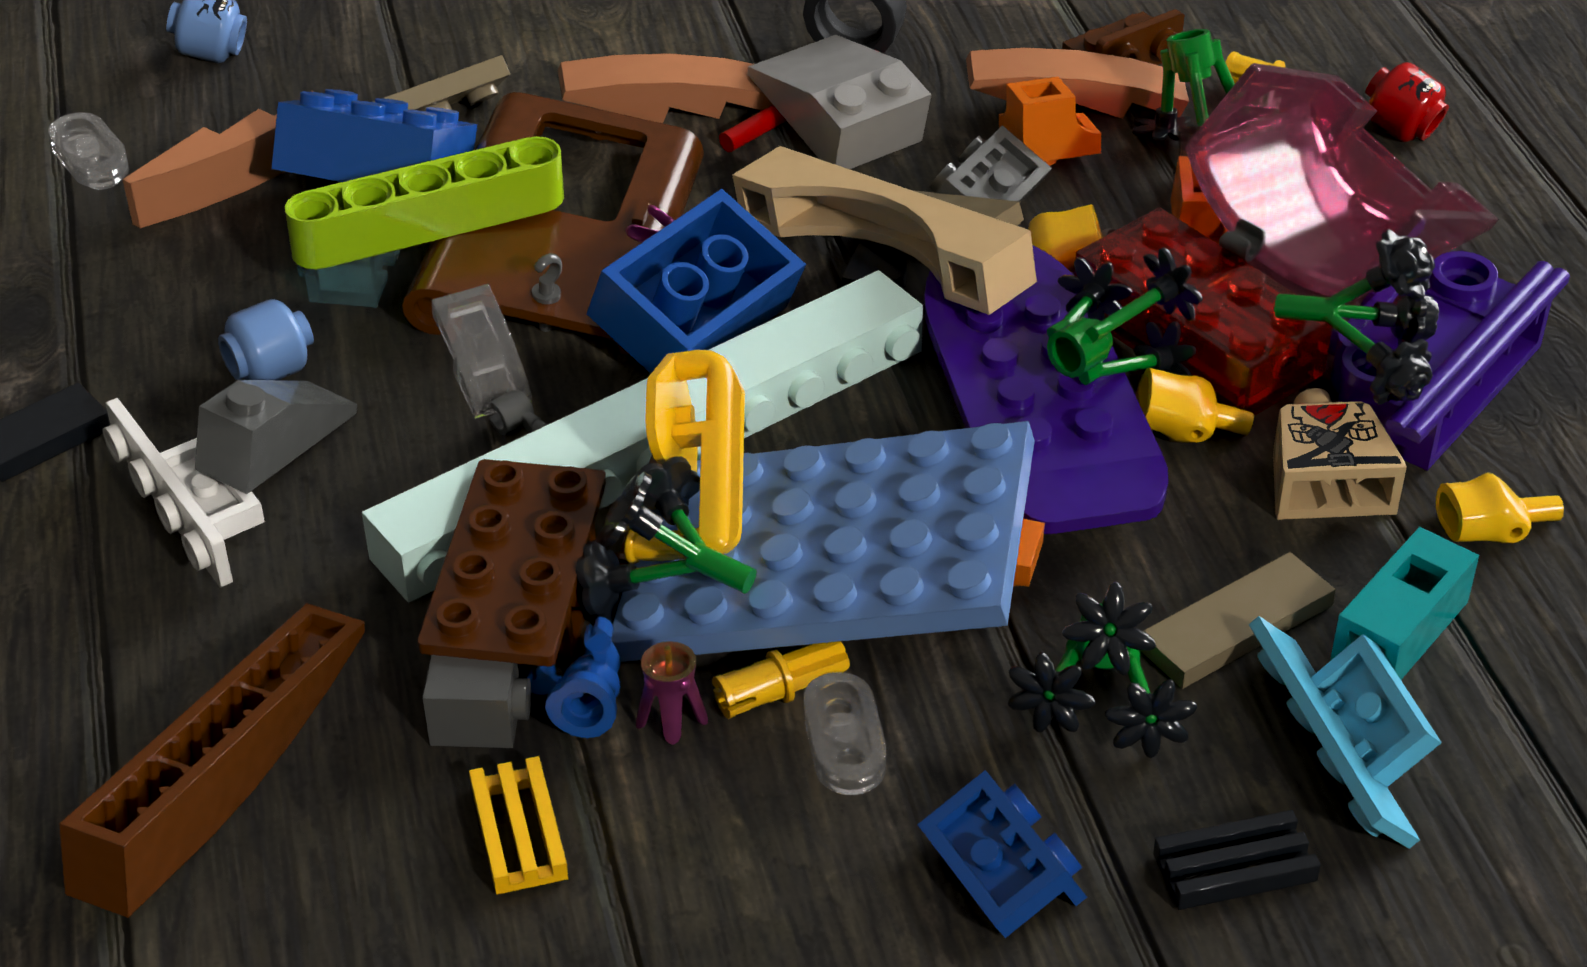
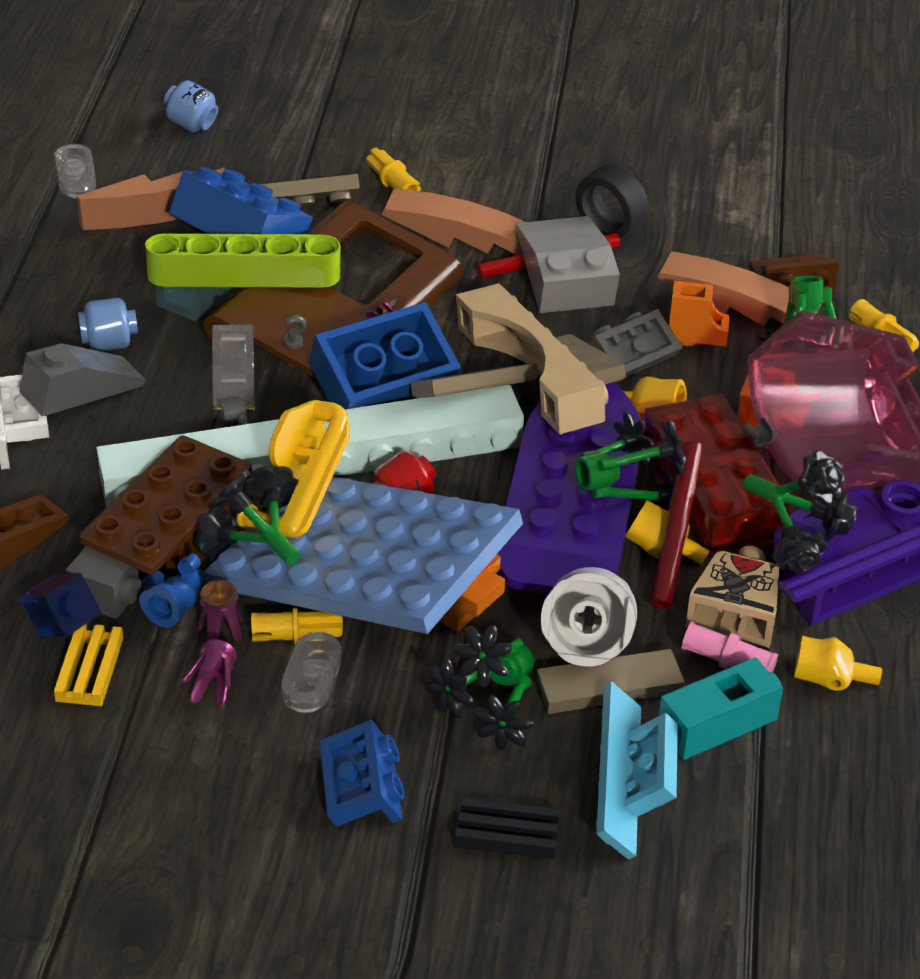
camera: 20 degrees right, 0 degrees up
(438, 751) = (60, 604): none -> clear blue brick
(533, 45) = (391, 171): none -> yellow axle
(702, 762) = (215, 661): none -> flat silver piece
(810, 422) = (407, 473): none -> red head
(831, 277) = (474, 380): none -> dark tan tile
(1208, 563) = (567, 631): none -> white brick
(1212, 404) = (676, 528): none -> dark red piece
(1356, 531) = (725, 649): none -> bright pink pin

